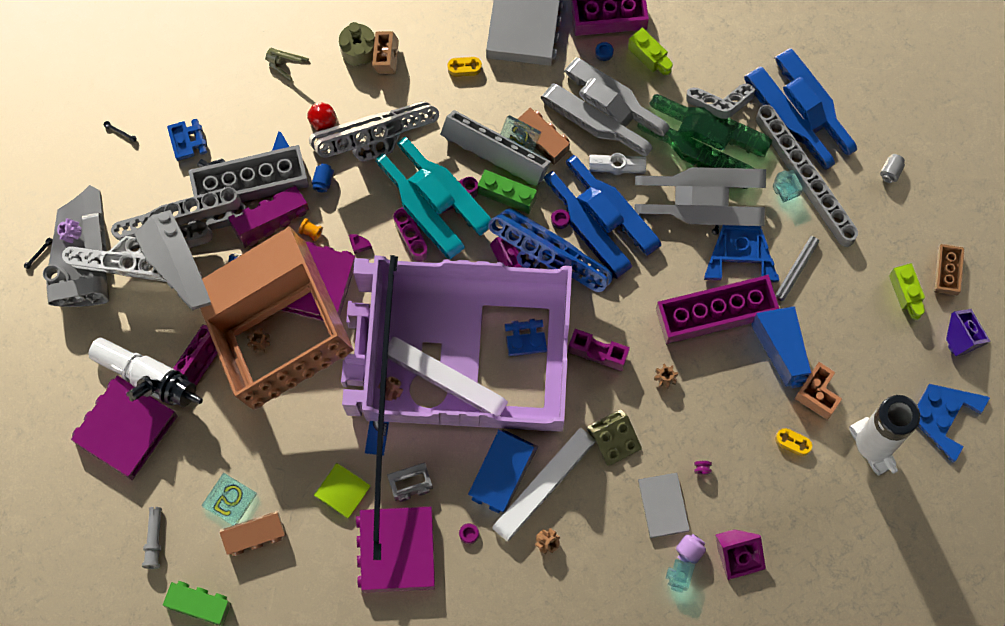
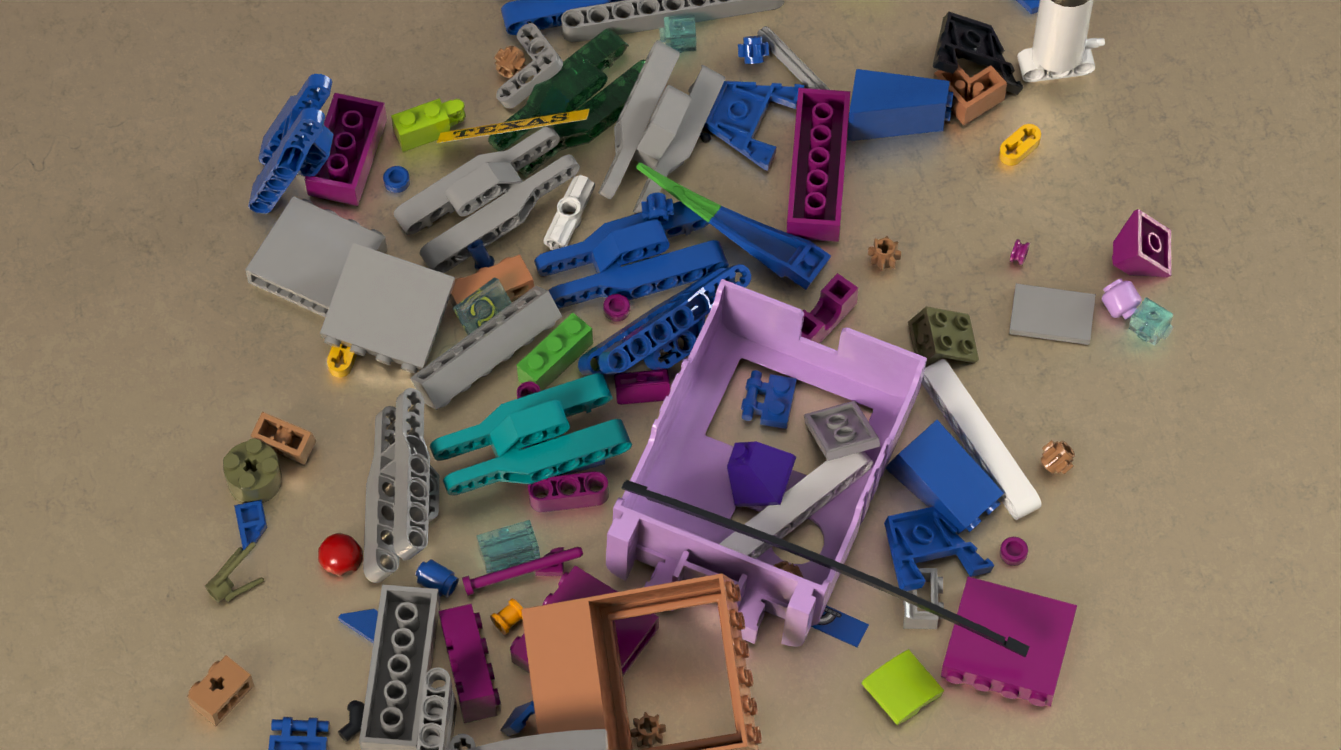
camera: 70 degrees left, 10 degrees down
(205, 82) = (231, 685): none -> medium nougat brick
(325, 199) = (521, 569): none -> magenta bar
(326, 58) = (250, 521): none -> blue tile
(358, 212) = (508, 546): none -> clear light blue brick
(453, 469) = (925, 537): none -> blue wing
(457, 346) = (758, 474): none -> dark purple slope
(496, 76) = (387, 308): none -> light grey brick
(512, 390) = (841, 430): none -> light grey tile
(562, 120) = (480, 255): none -> dark blue pin
(633, 215) = (657, 208): none -> blue gear
(638, 304) = (776, 249): none -> blue plate
(663, 104) = (513, 126): none -> yellow sticker
(719, 86) = (509, 61): none -> medium nougat gear
(794, 237) = (753, 49): none -> blue gear
(861, 380) = (975, 42): none -> black wing

